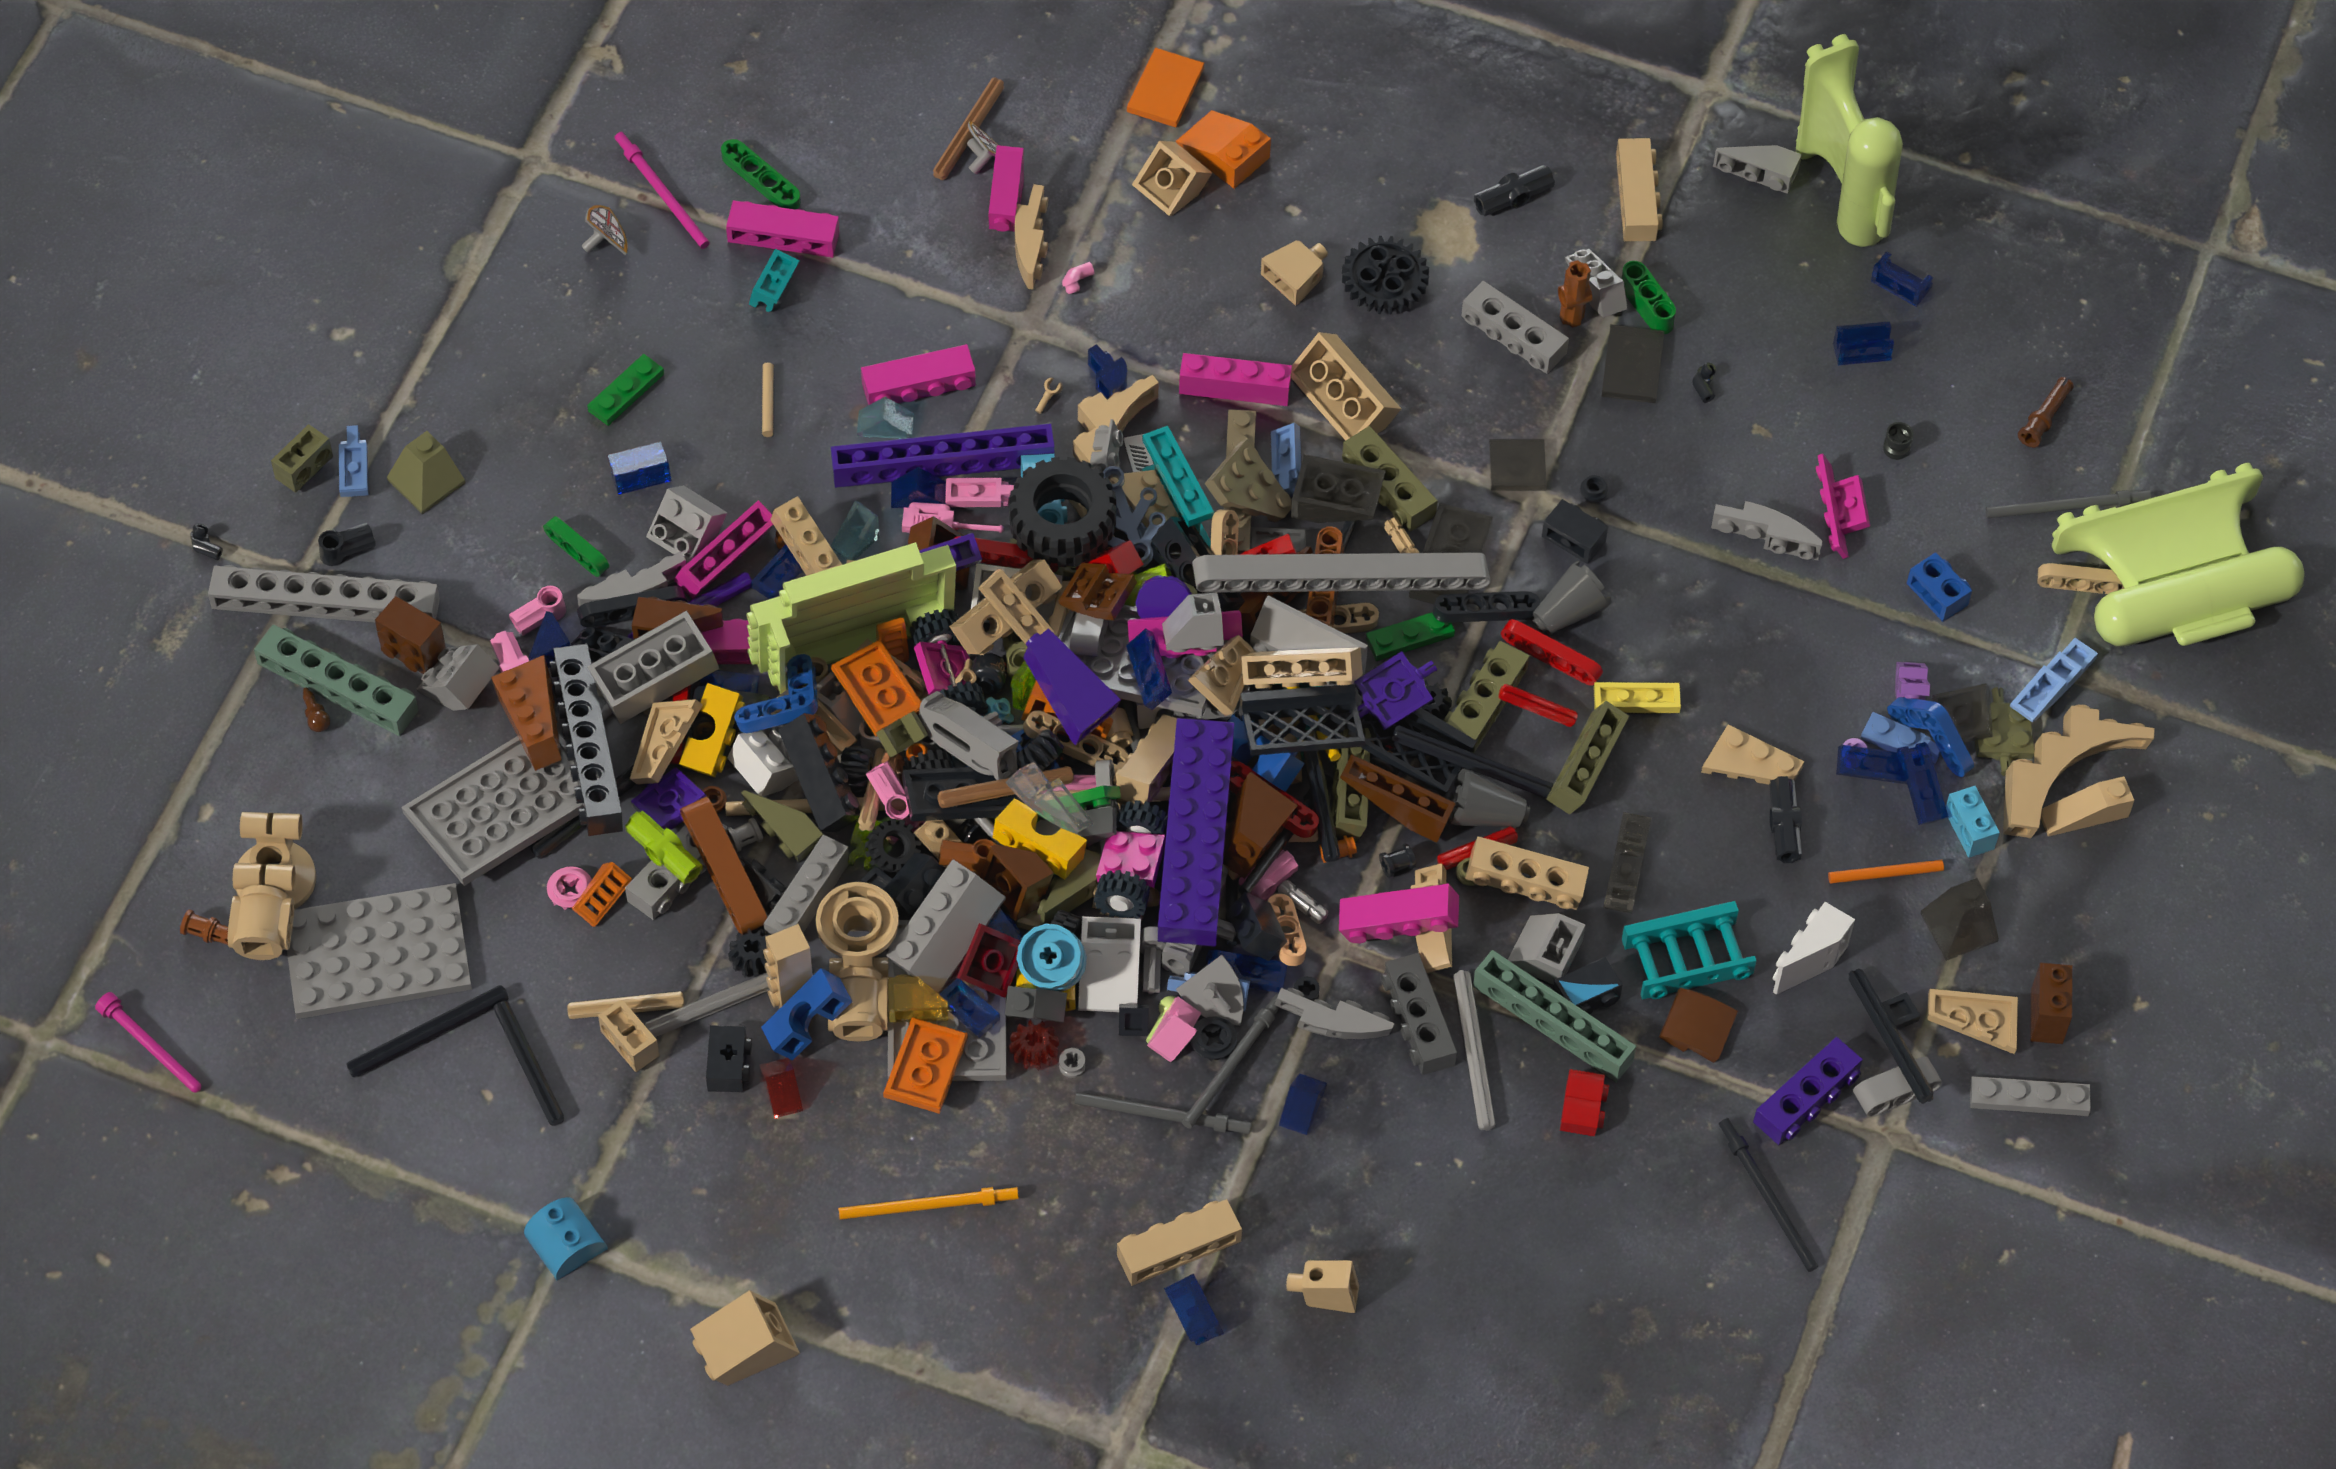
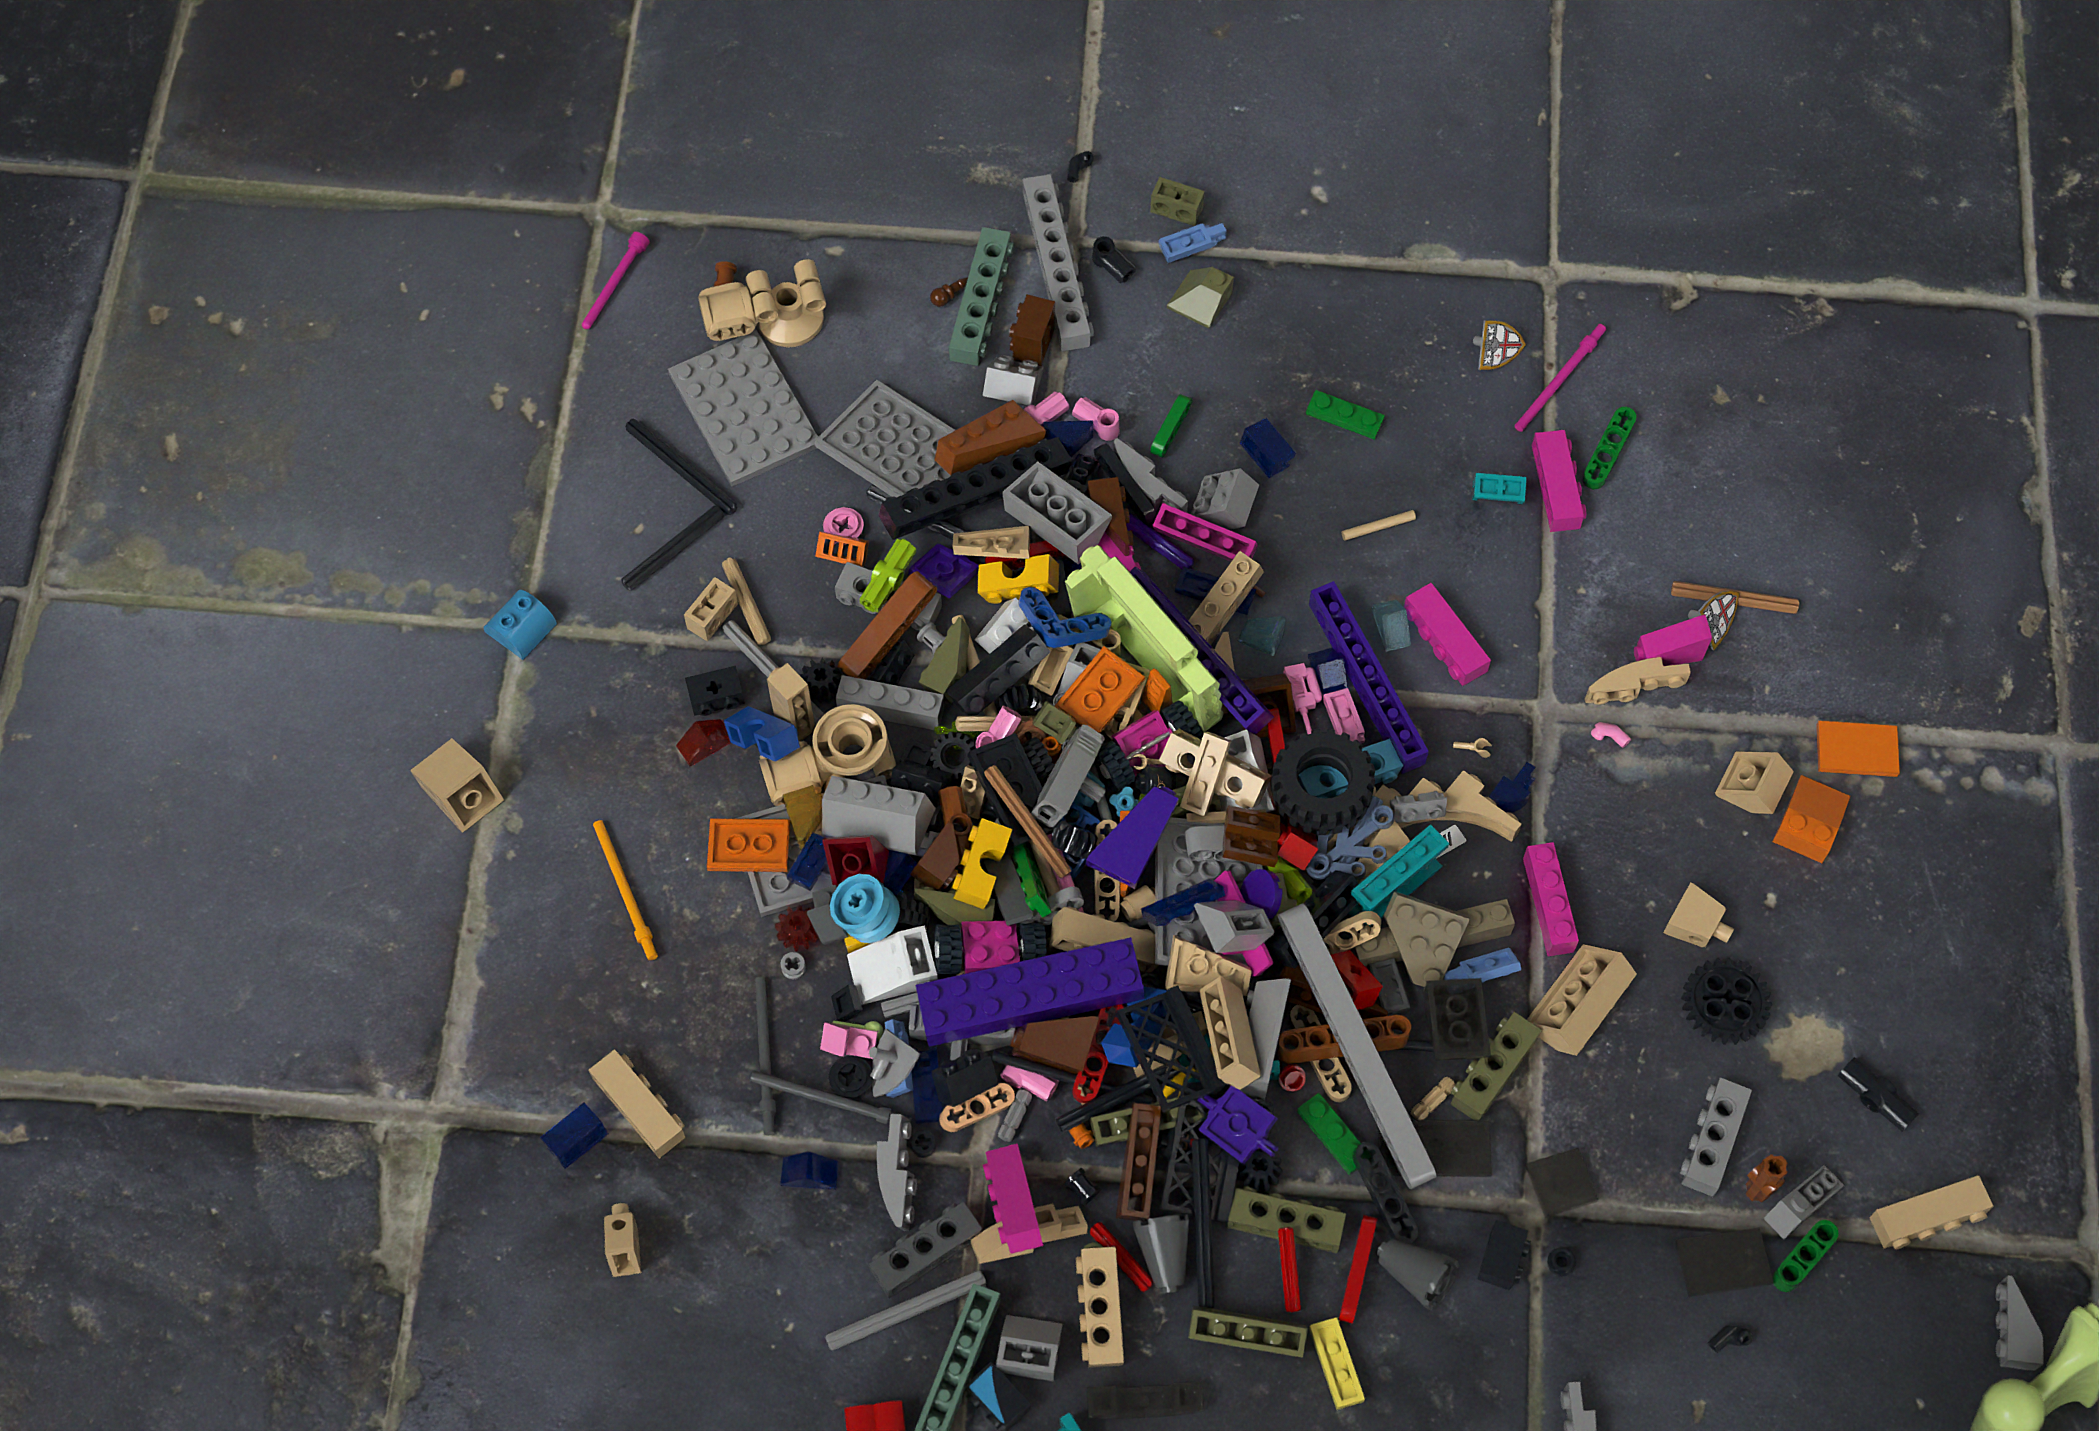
camera: 75 degrees right, 5 degrees up
(718, 794) = (961, 598): dark orange plate -> none
(1049, 799) = (1017, 858): clear slope -> none

